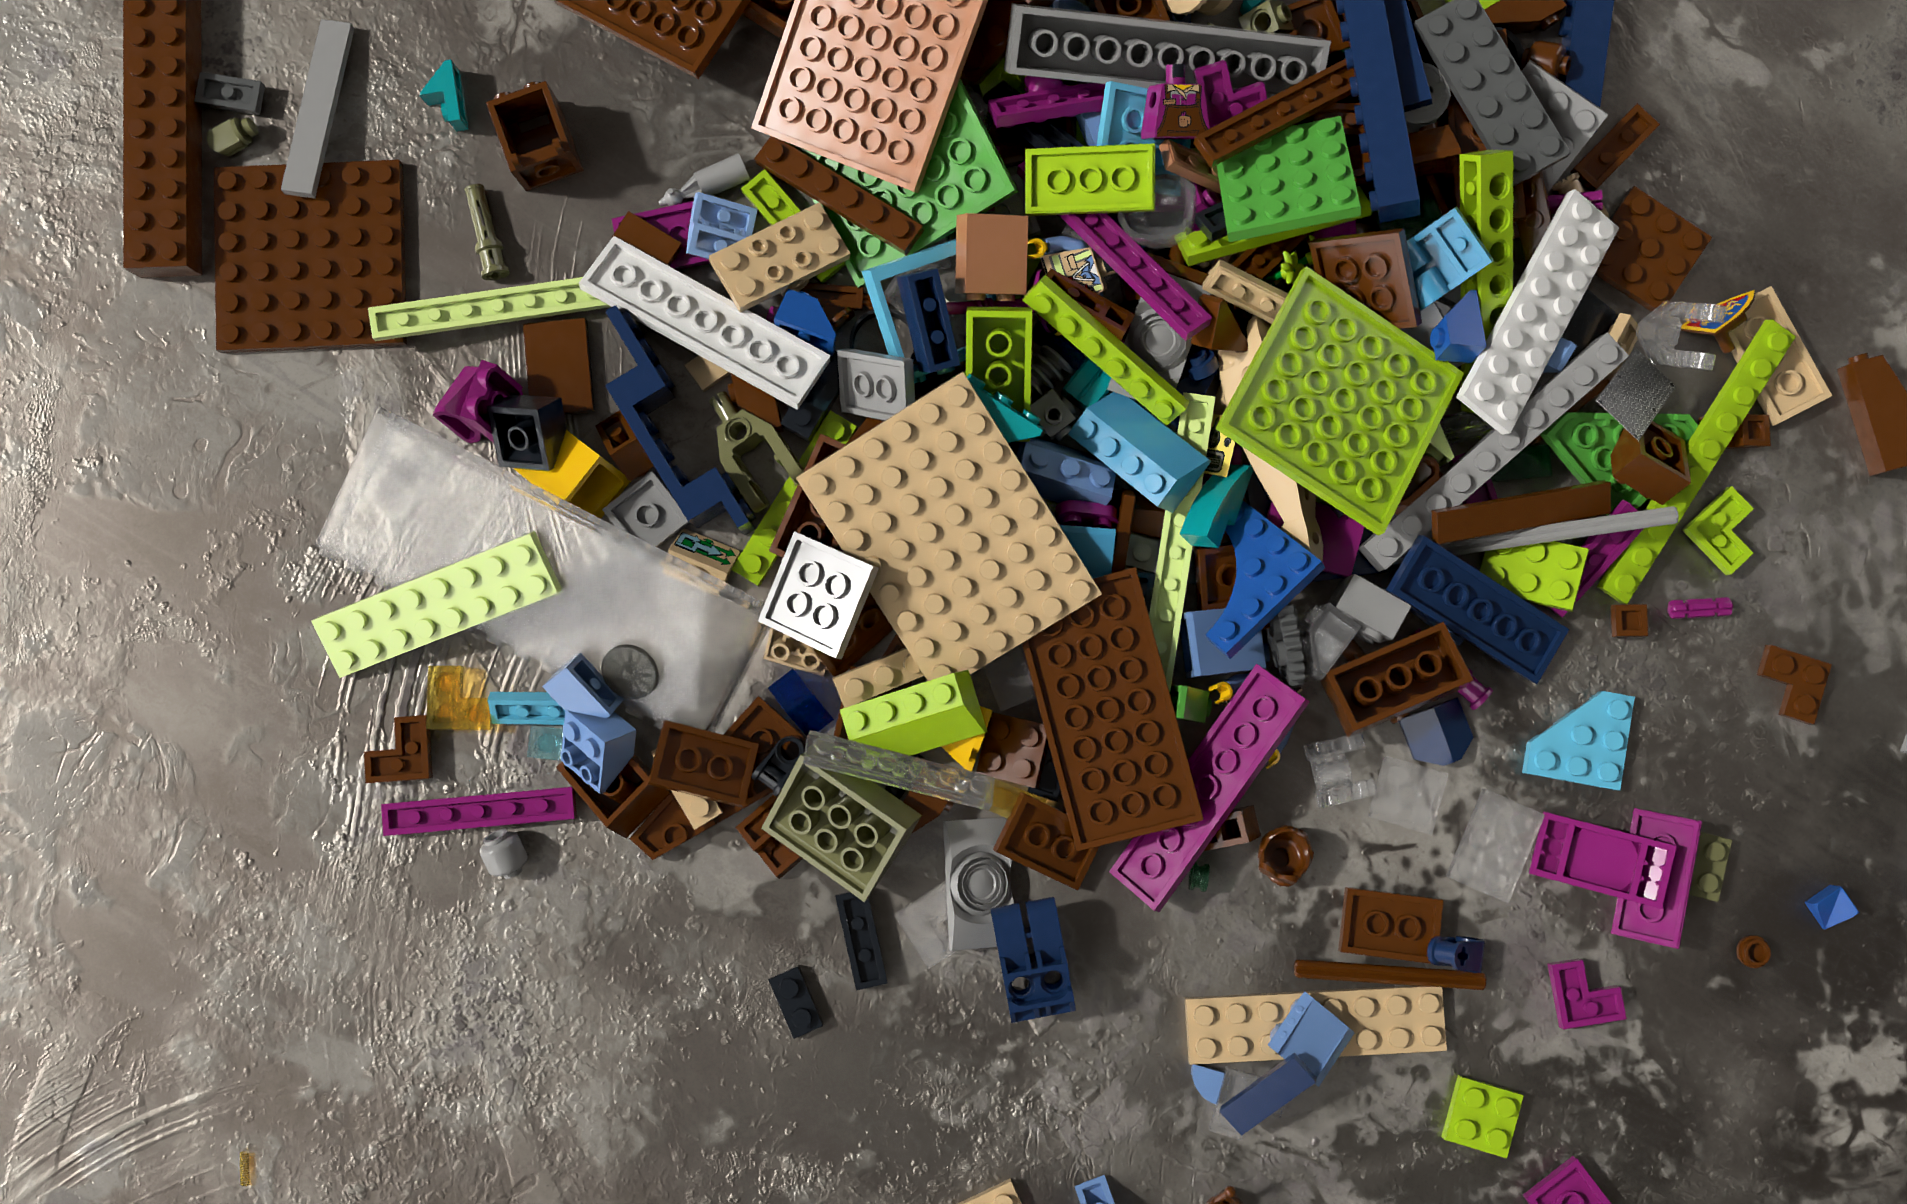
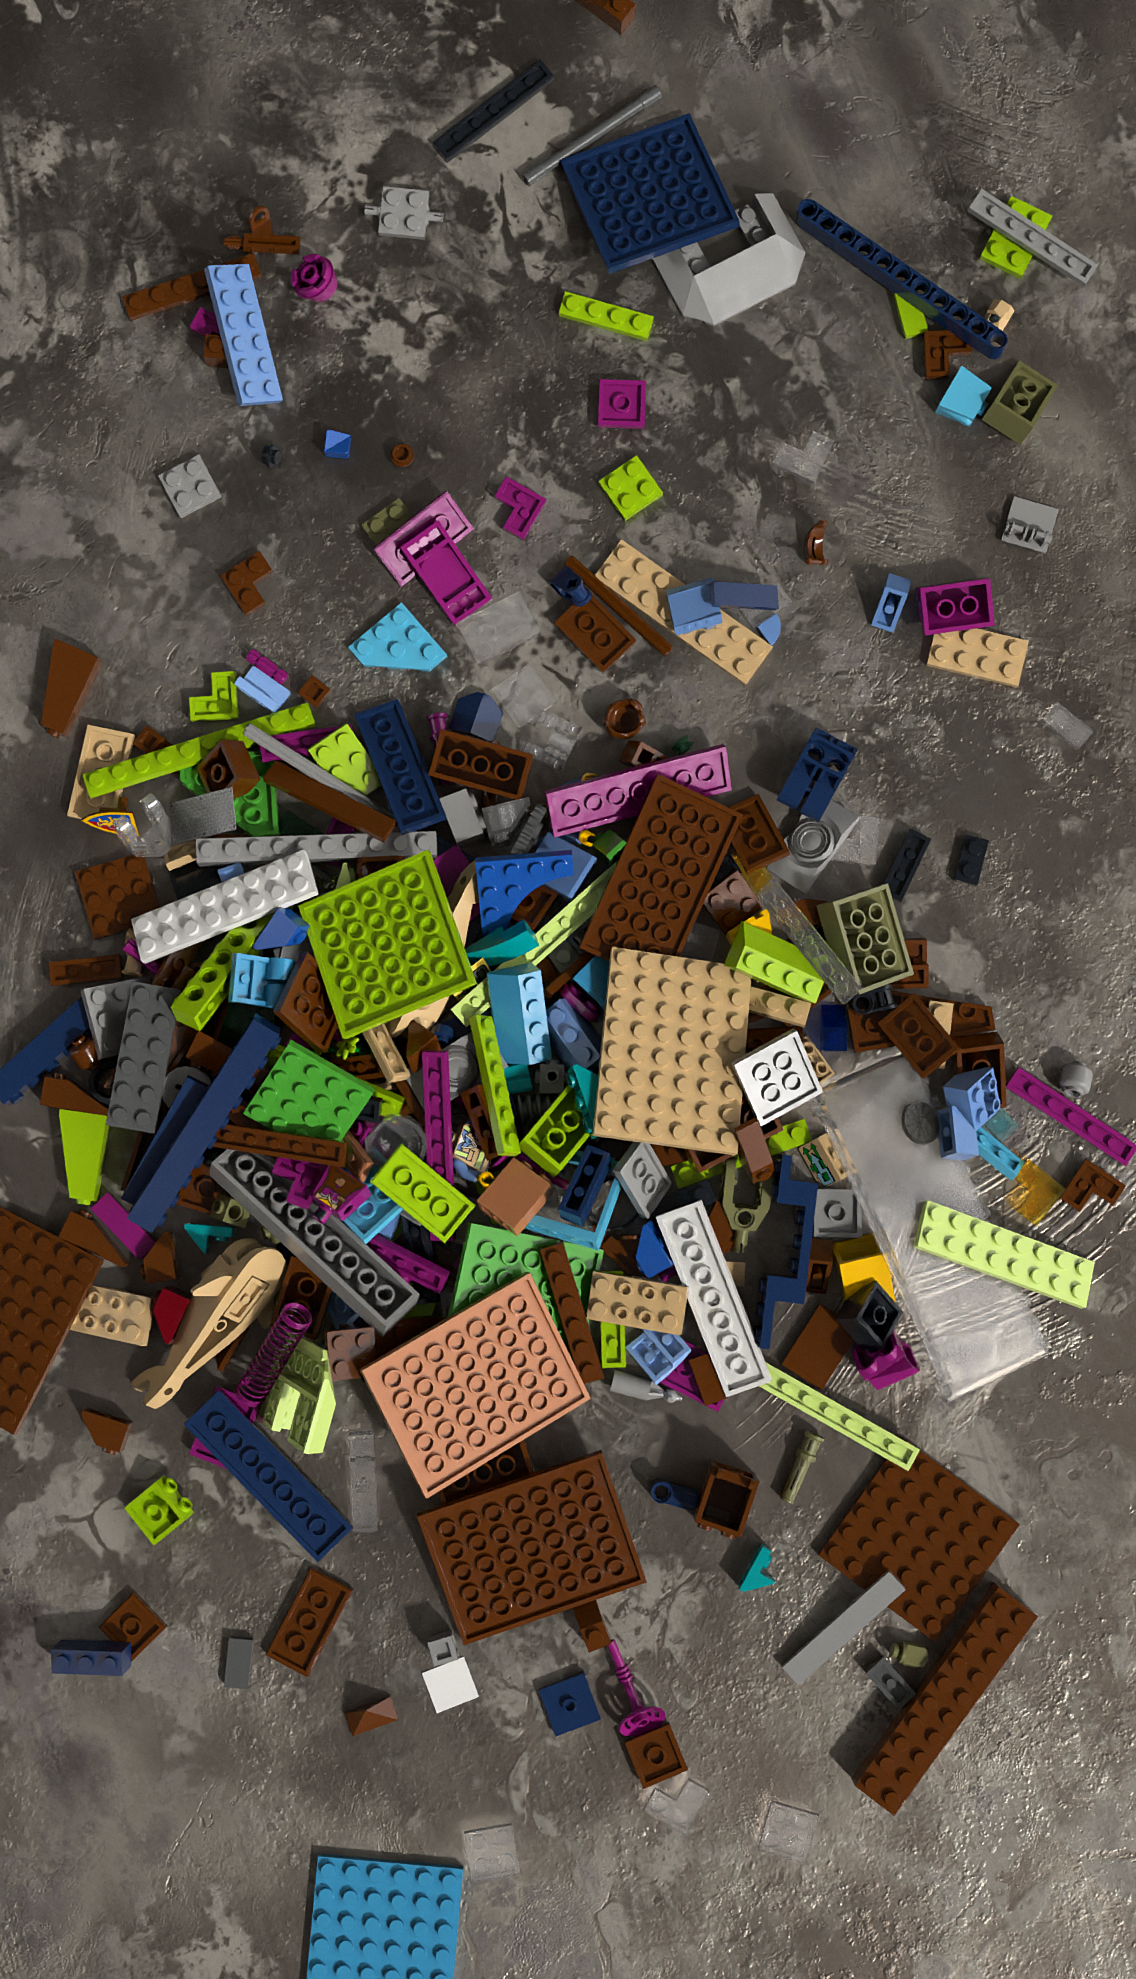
camera: 140 degrees left, 0 degrees up
(590, 104) = (675, 1495): none -> dark blue piece
(780, 498) = (753, 1151): none -> reddish brown slope
(1683, 579) = (263, 689): none -> light blue panel
(1890, 836) = (271, 456): none -> black plate

